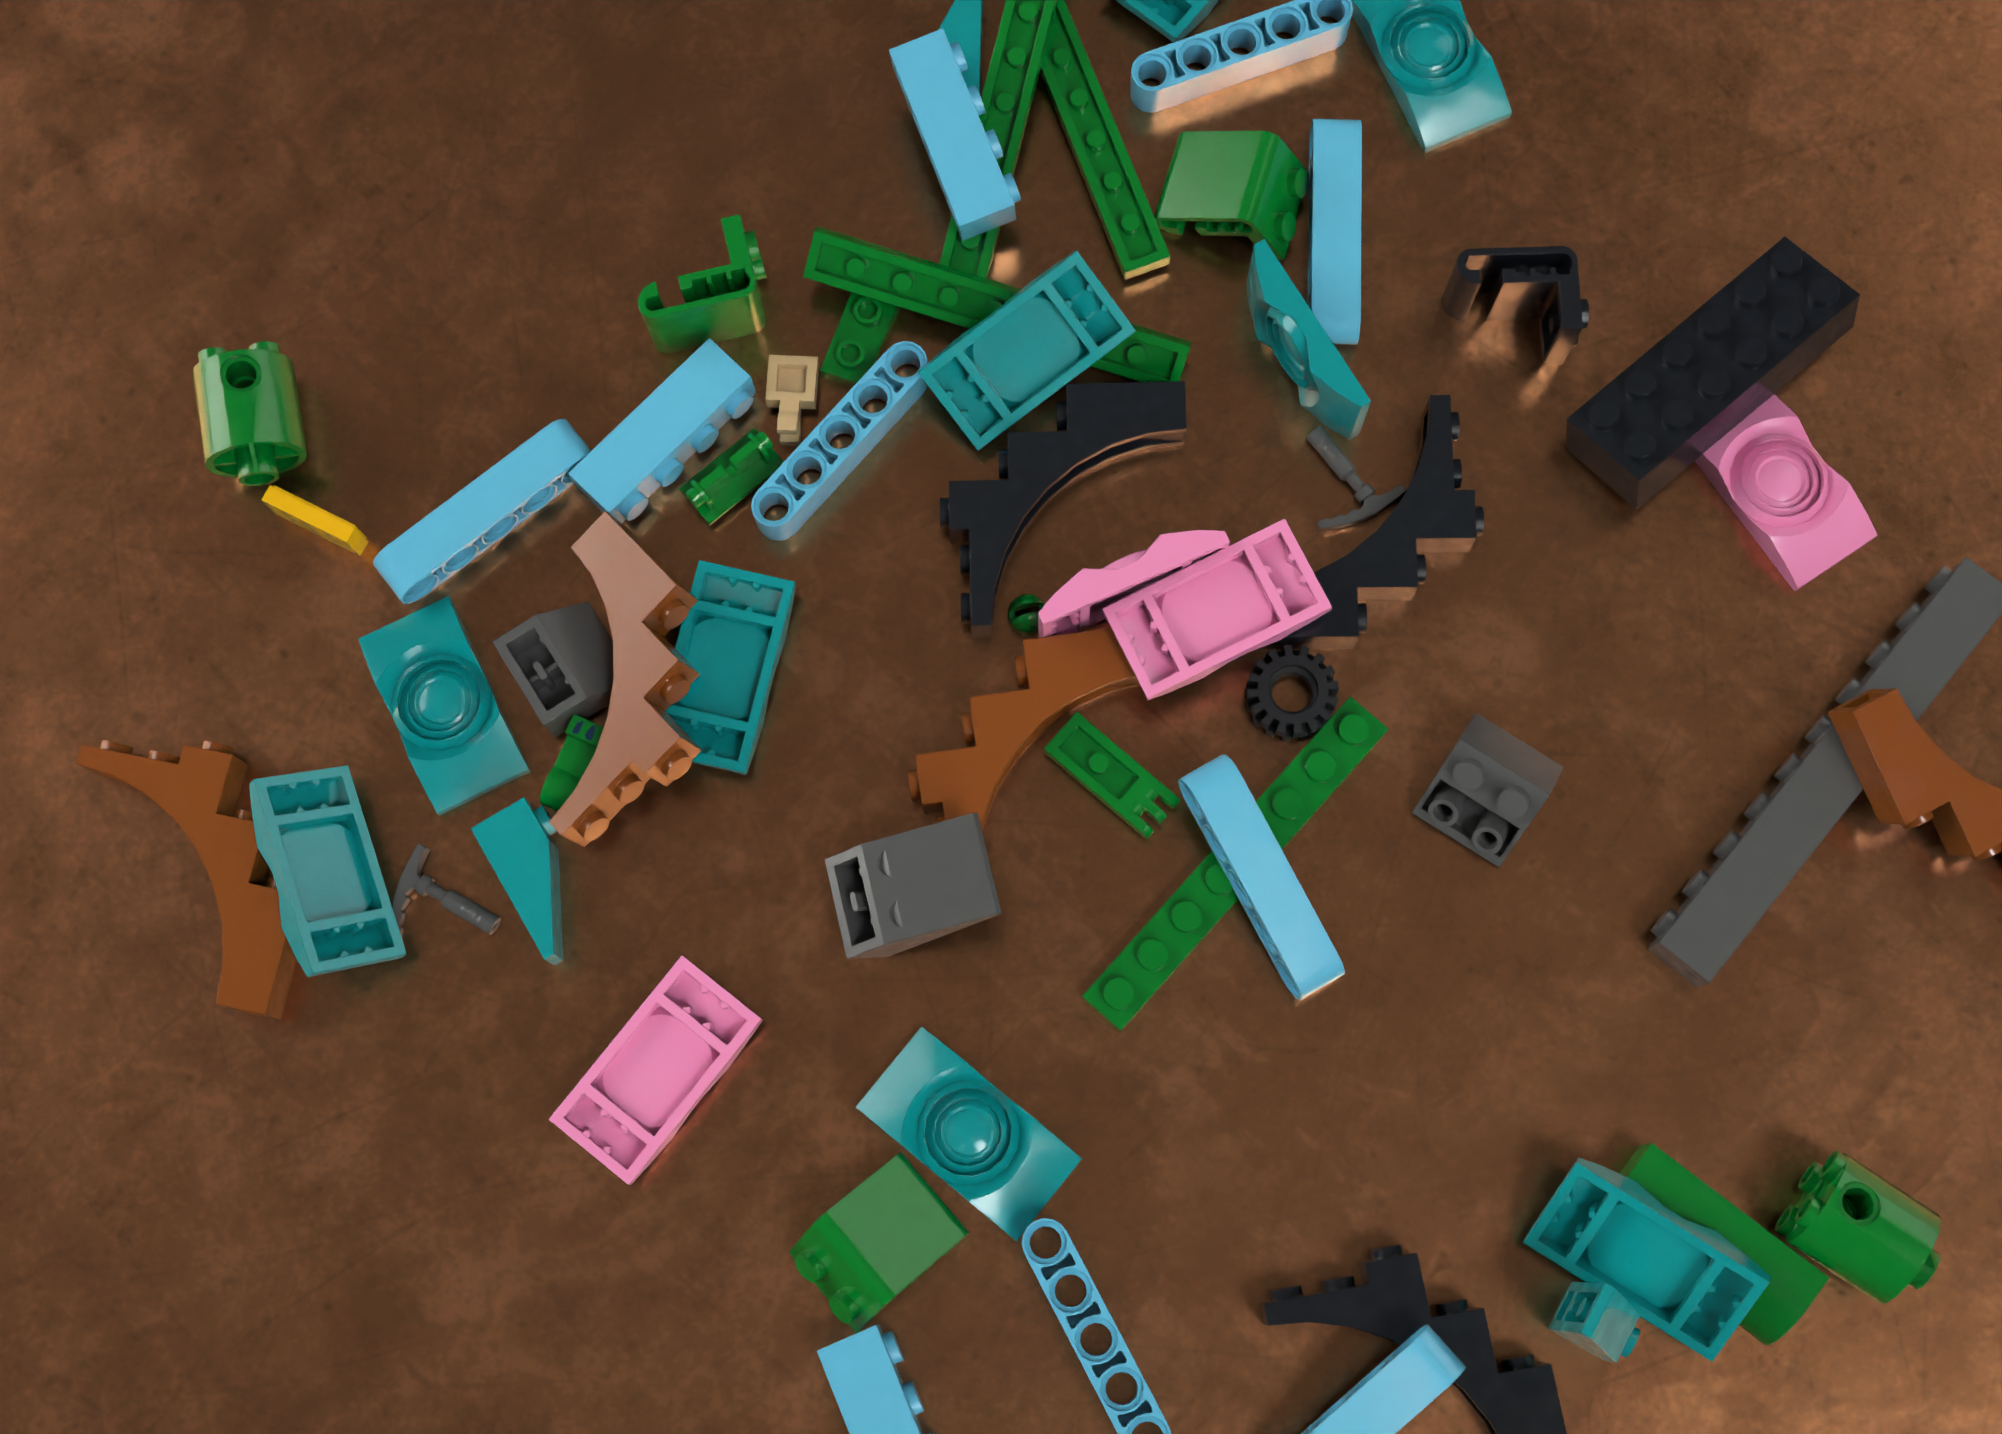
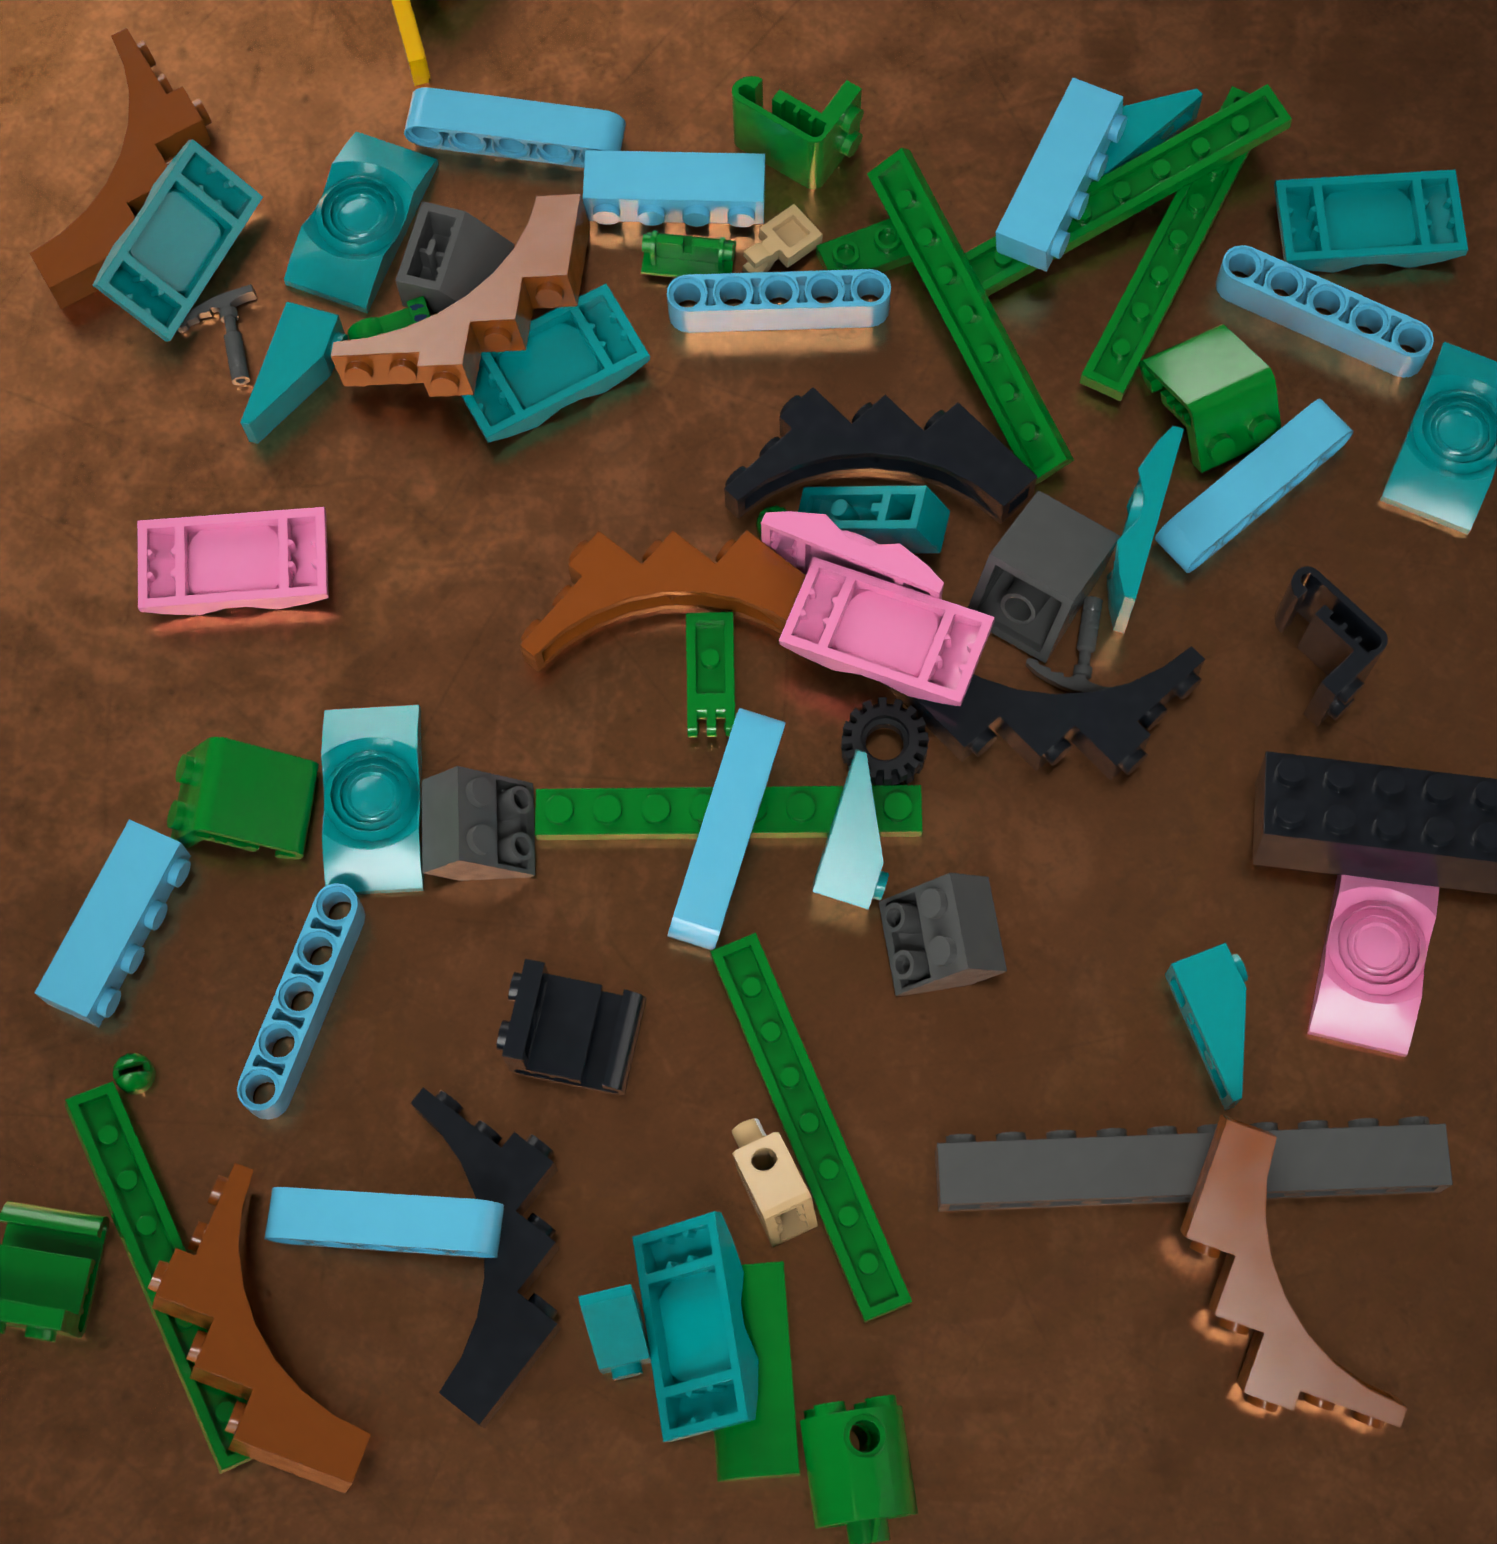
camera: 45 degrees right, 5 degrees down
(912, 887) = (500, 604): dark grey slope -> none
(1026, 350) = (954, 354): teal slope -> none
(1073, 1070) = (477, 826): none -> dark grey slope
(1096, 532) = (883, 513): none -> teal slope
(1265, 451) = (1042, 574): none -> dark grey slope
(1315, 1142) = (570, 1030): none -> black piece
(1364, 796) = (853, 849): none -> slope
(1552, 1026) = (811, 1128): none -> green plate
(1599, 1101) = (772, 1183): none -> tan torso
(1730, 643) = (1213, 1004): none -> teal slope

